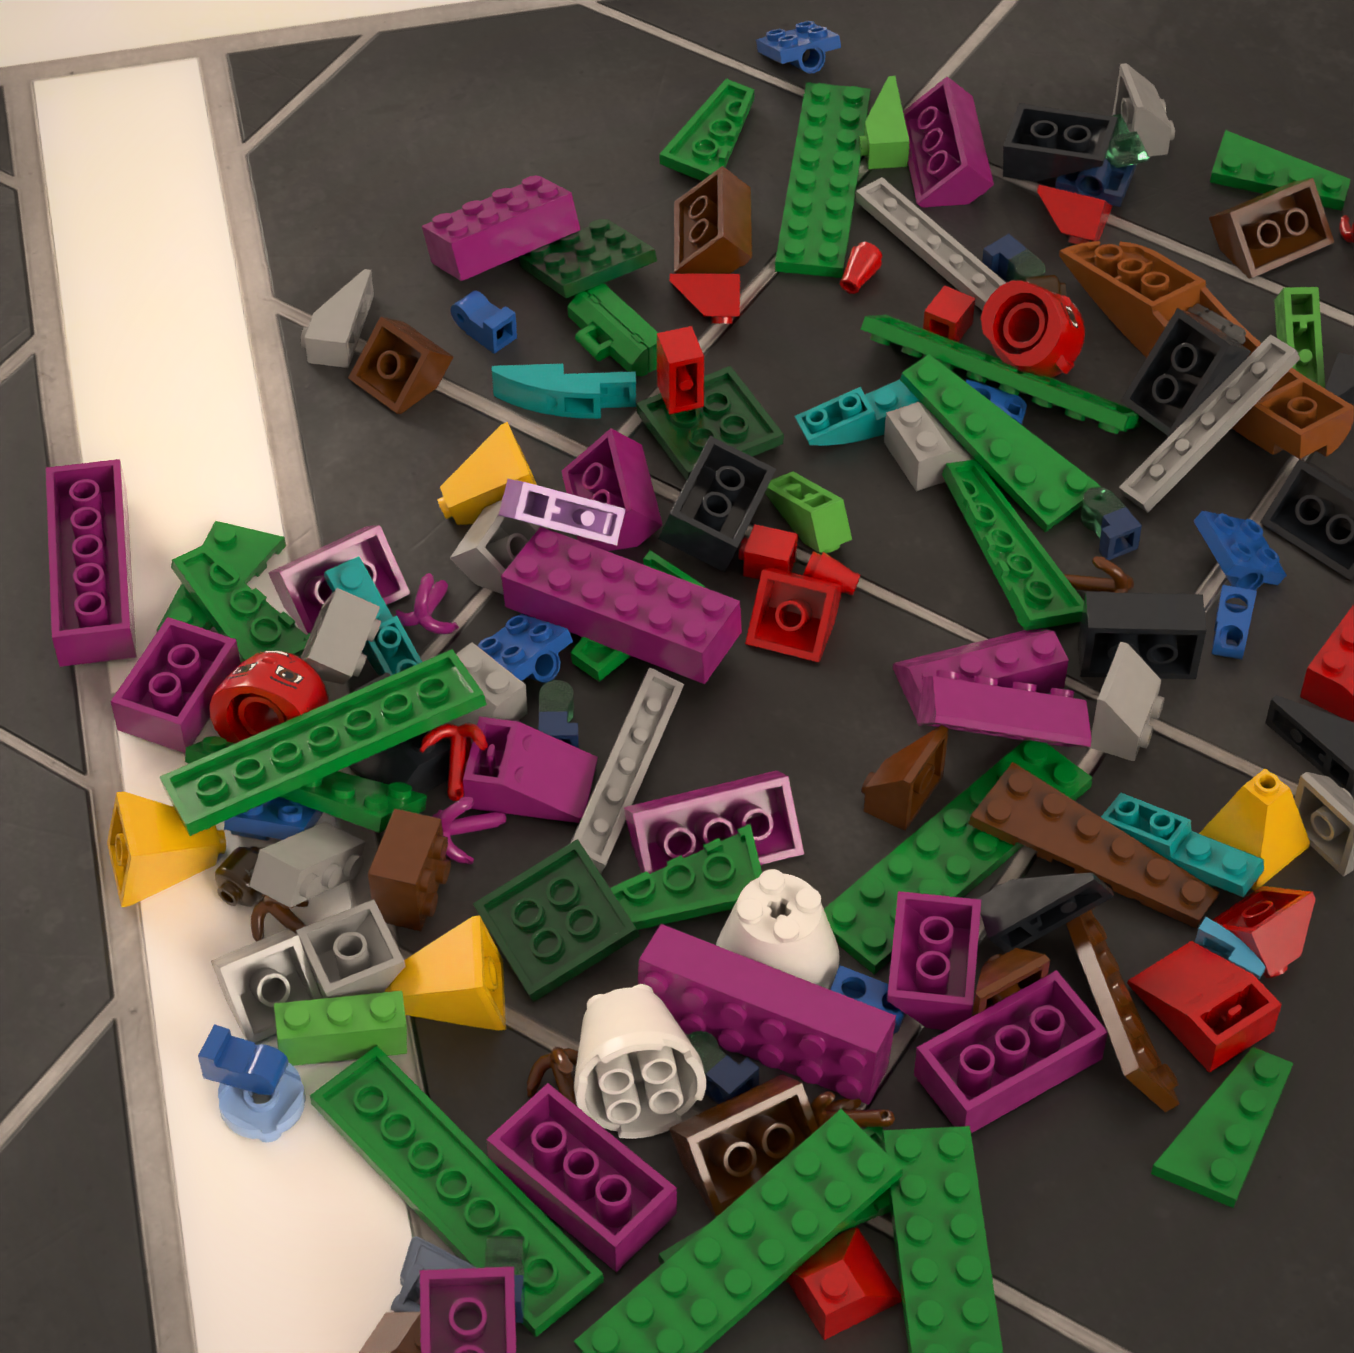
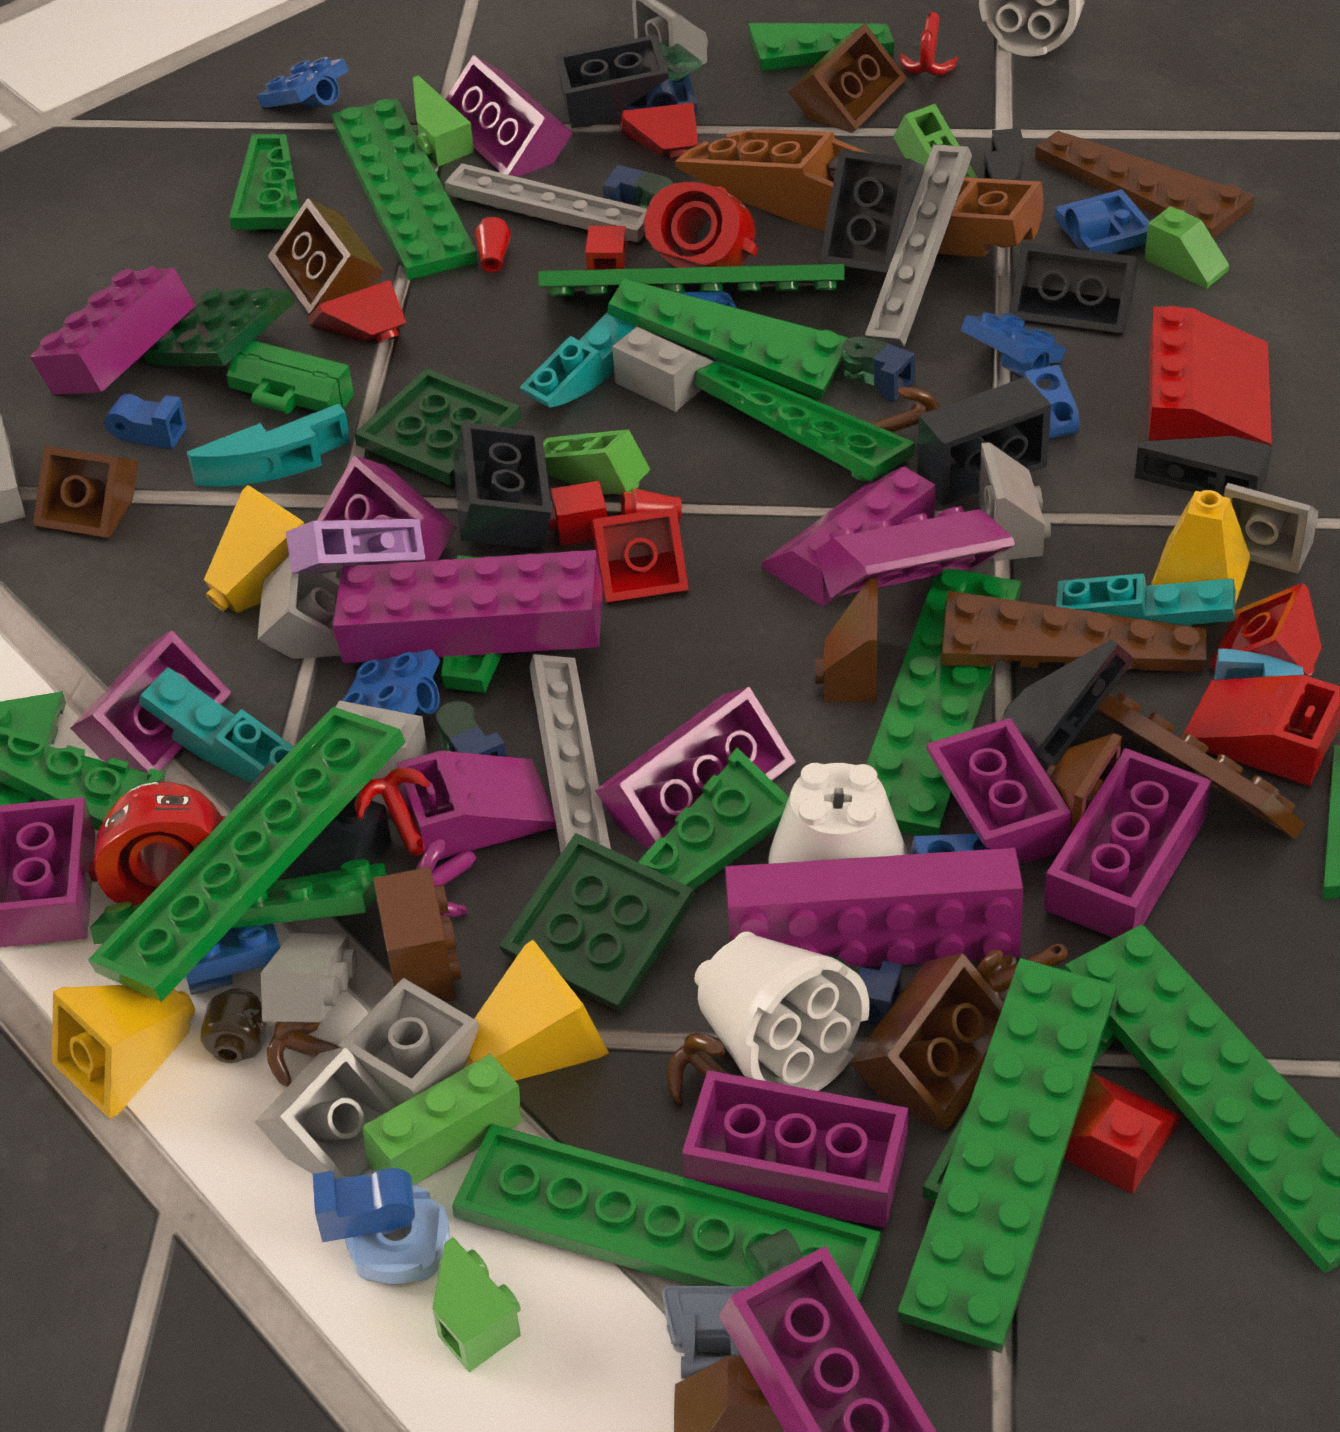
camera: 25 degrees left, 5 degrees down
(273, 1181) = (470, 1309): none -> bright green slope
(340, 636) = (197, 745): light grey slope -> none
(426, 601) = (262, 693): magenta piece -> none
(680, 370) = (389, 380): red brick -> none

